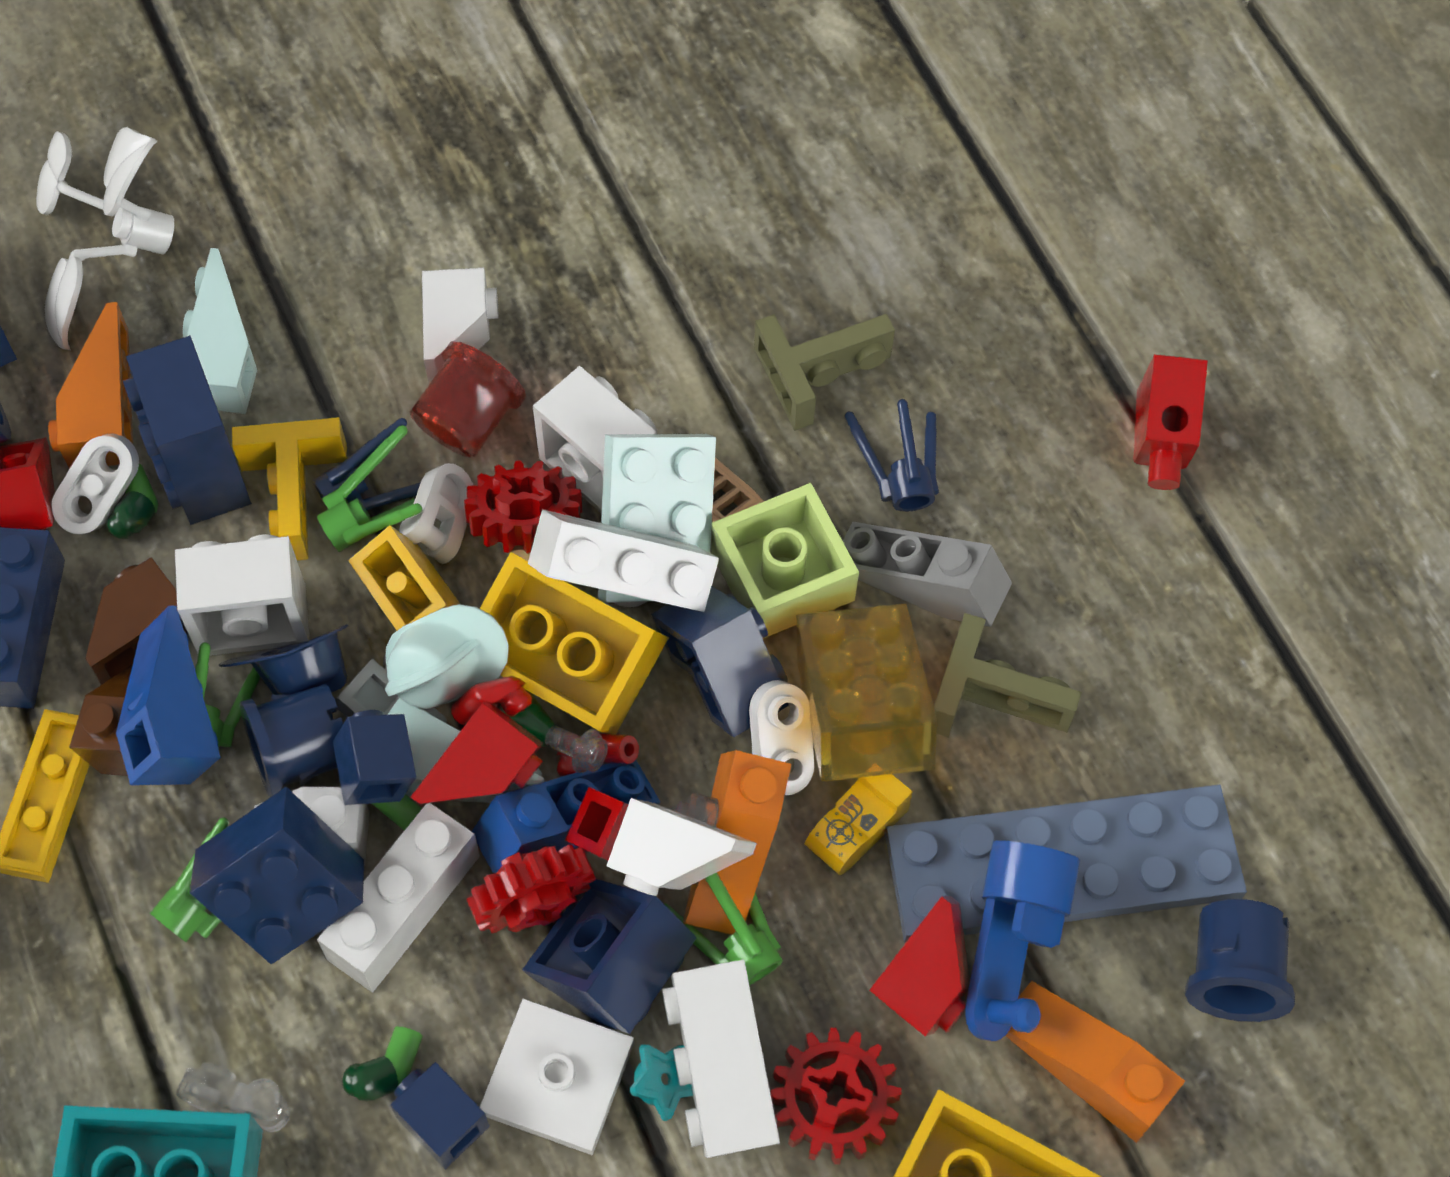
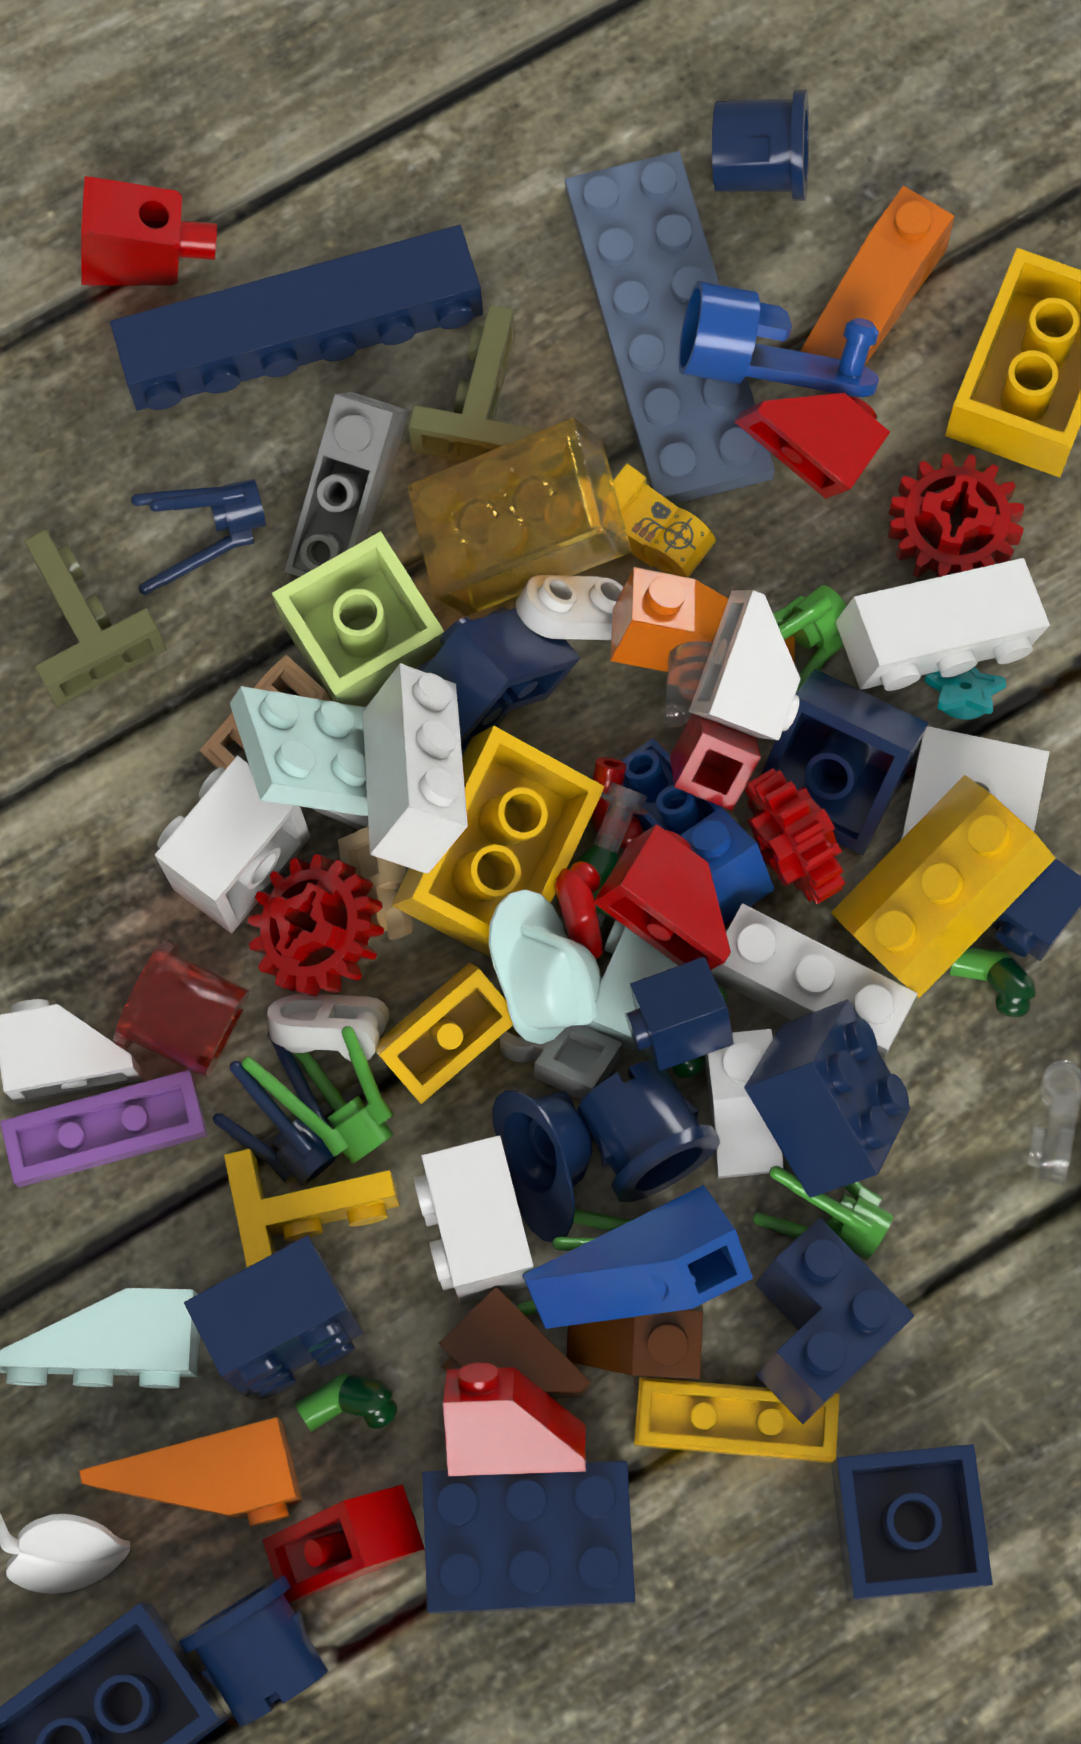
camera: 90 degrees left, 10 degrees up
(66, 596) = (507, 1425): none -> slope
(92, 878) = (839, 1314): none -> dark blue brick
(95, 480) = (333, 1441): white plate -> none
(387, 348) = (103, 1128): none -> medium lavender plate
(462, 1013) = (943, 885): none -> yellow slope
(1086, 550) = (298, 318): none -> dark blue brick

